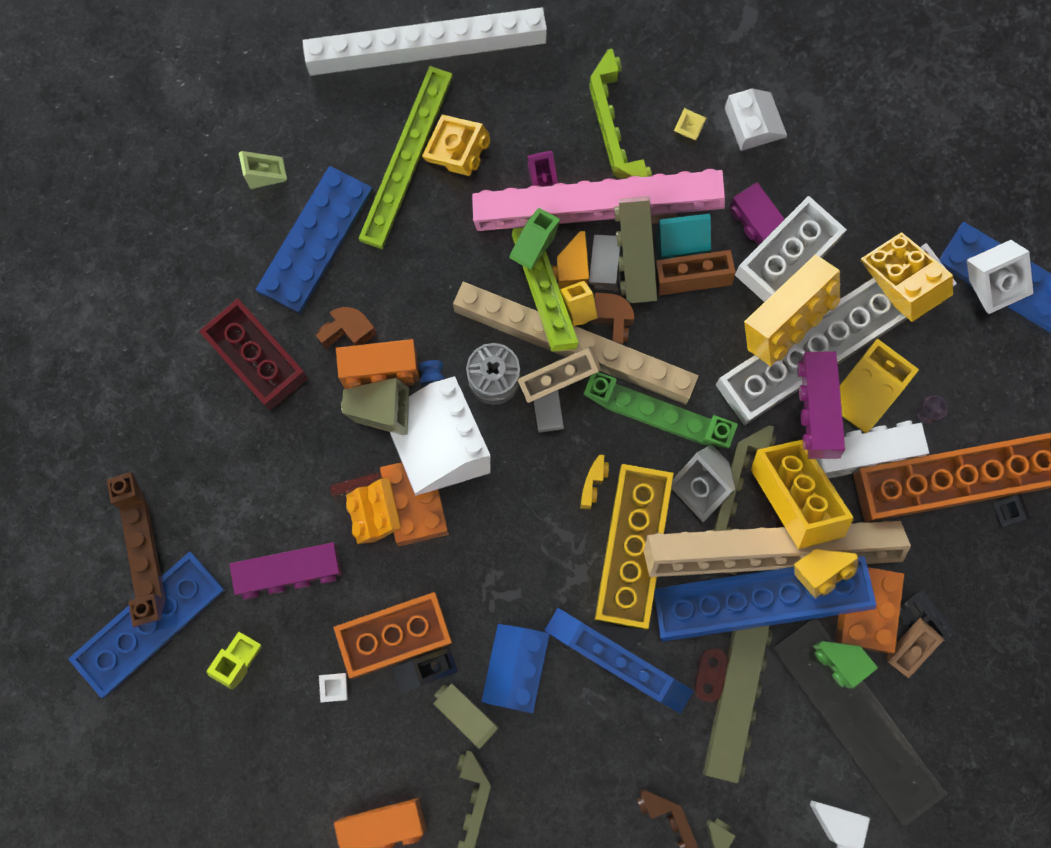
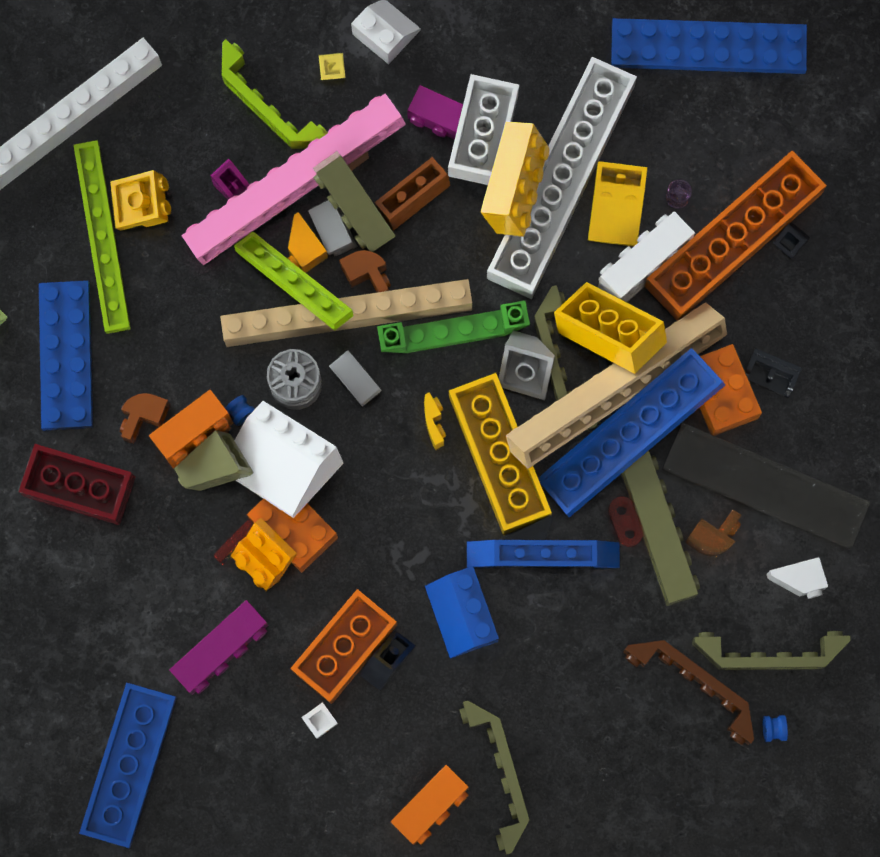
camera: 30 degrees left, 0 degrees up
(141, 549) = (82, 704): reddish brown slope -> none
(232, 664) = (223, 748): neon yellow brick -> none
(465, 714) = (443, 674): olive slope -> none
(535, 238) = (260, 243): bright green slope -> none
(559, 374) = (351, 346): tan brick -> none
(579, 303) = (332, 276): yellow slope -> none
(683, 236) = (385, 169): teal slope -> none
(779, 741) = (710, 540): none -> clear orange brick
(821, 405) = (585, 244): magenta brick -> none
(823, 569) = (665, 377): yellow slope -> none
(847, 661) = (728, 443): bright green slope -> none
(909, 276) = (593, 94): yellow slope -> none
(914, 648) = (776, 400): medium nougat slope -> none
(1001, 275) = (669, 48): white slope -> none

